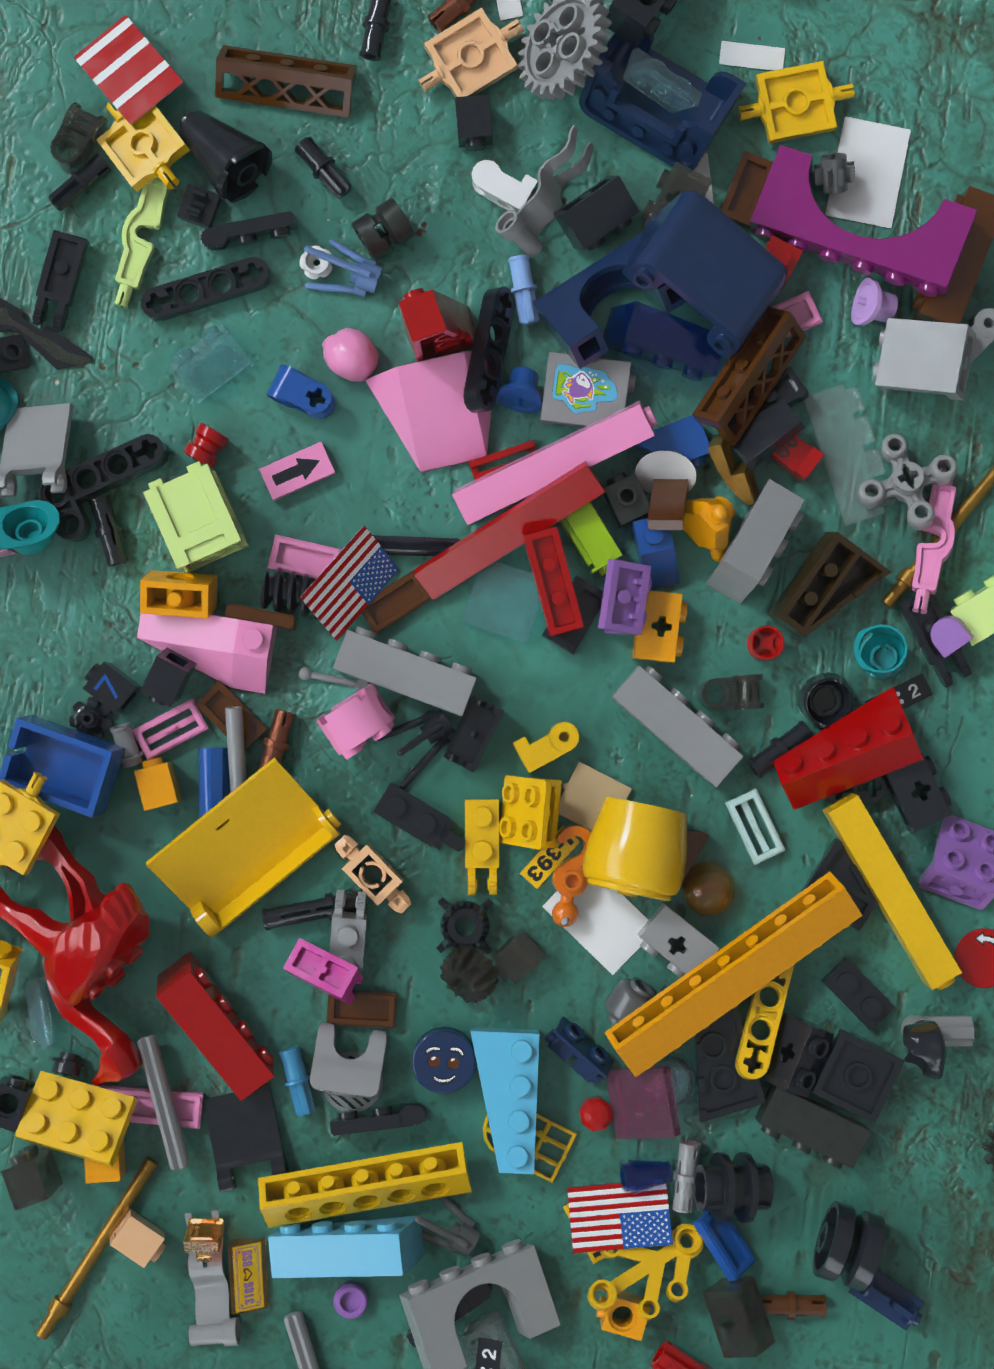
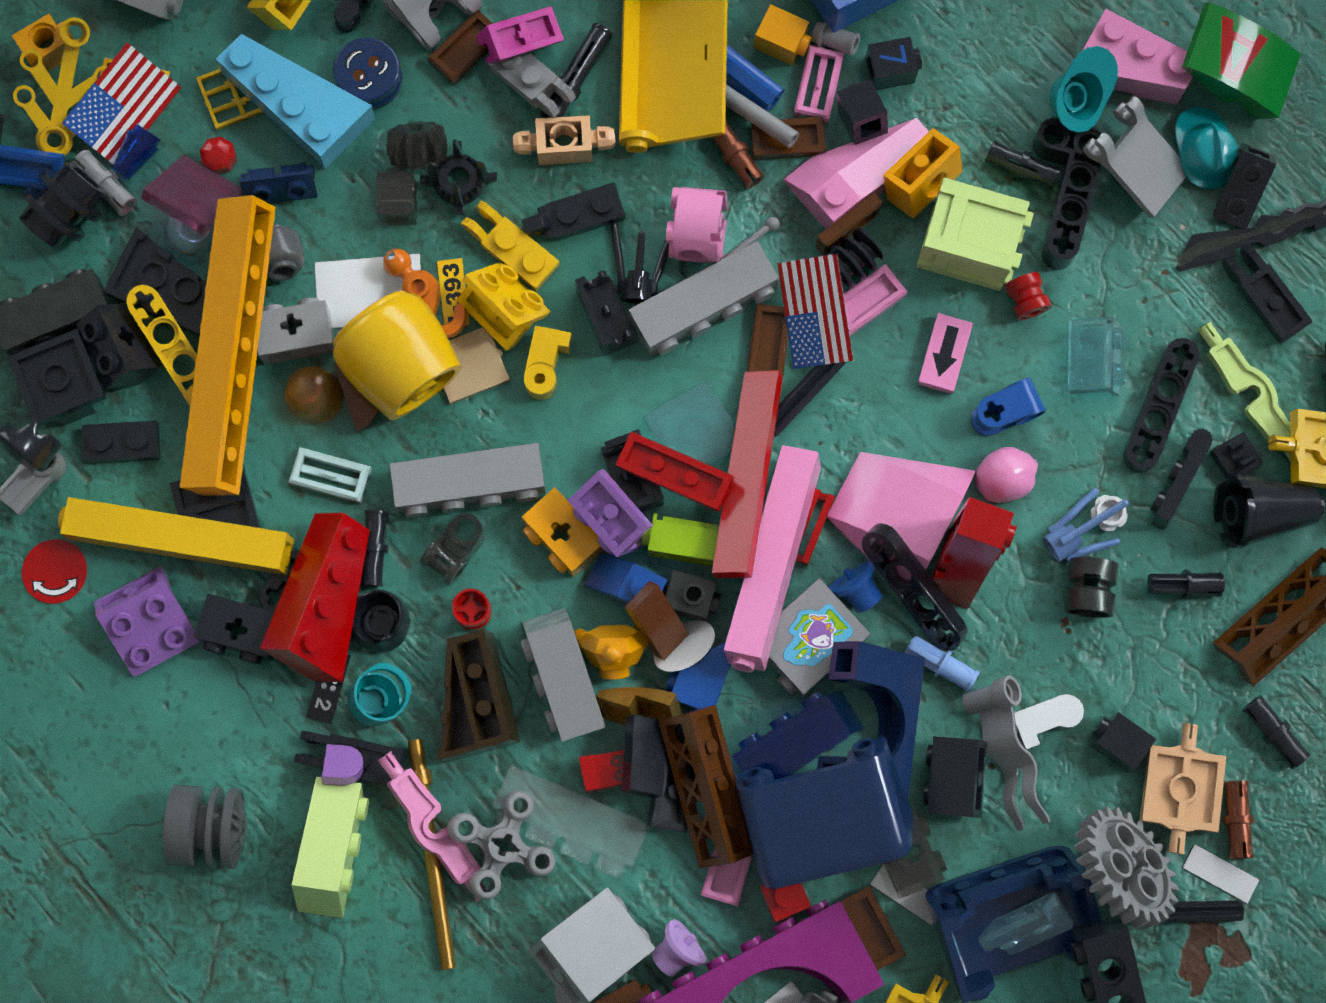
camera: 130 degrees right, 10 degrees down
(97, 715) = (880, 28): black plant -> none

